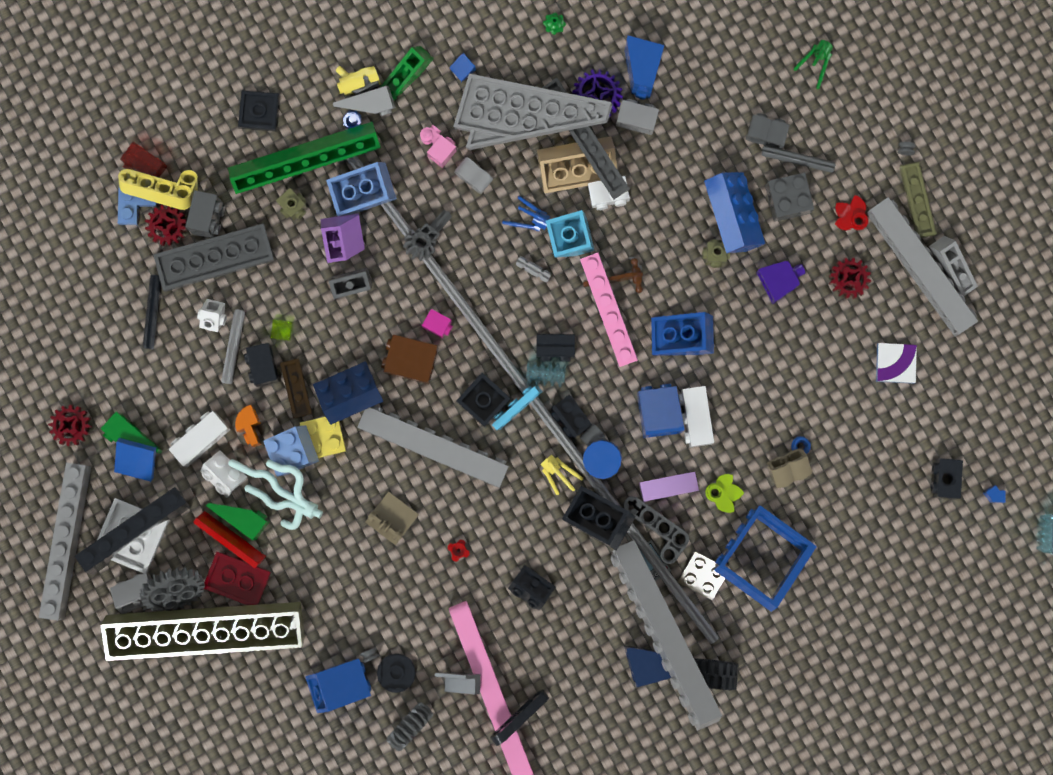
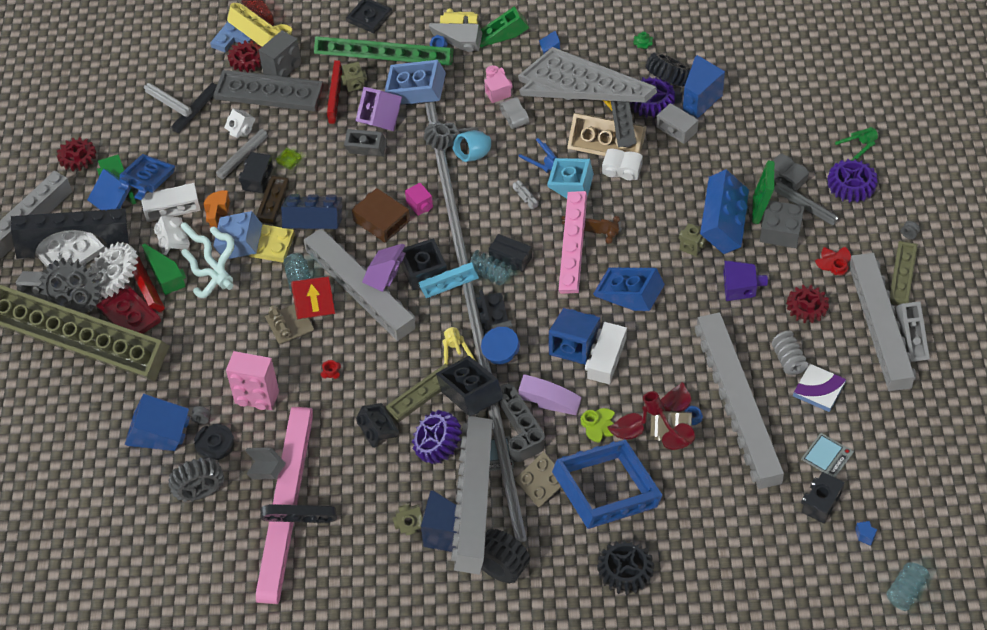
camera: 30 degrees right, 30 degrees down
(120, 317) = (167, 99): none -> light grey axle
(159, 424) = (145, 174): none -> blue tile
(189, 534) = (114, 268): none -> white gear
(282, 230) = (334, 92): none -> red tile
(372, 465) = (296, 268): none -> clear light blue piece
(402, 487) = (312, 298): none -> red tile
(403, 609) = (252, 380): none -> bright pink brick
(455, 428) = (384, 267): none -> medium lavender slope
(460, 234) = (478, 144): none -> medium azure piece
(551, 536) = (415, 397): none -> olive tile
(601, 56) = (667, 69): none -> black gear
(606, 582) = (436, 437): none -> dark purple gear
(613, 671) = (408, 511): none -> olive brick
(753, 484) = (676, 400): none -> dark red plant
(763, 176) = (763, 192): none -> green tile
(815, 617) = (627, 574): none -> black gear
(834, 411) = (739, 401): none -> light grey brick
(838, 115) = (852, 184): none -> dark purple gear
(857, 342) = (789, 353): none -> light grey piece
(930, 429) = (827, 455): none -> sticker

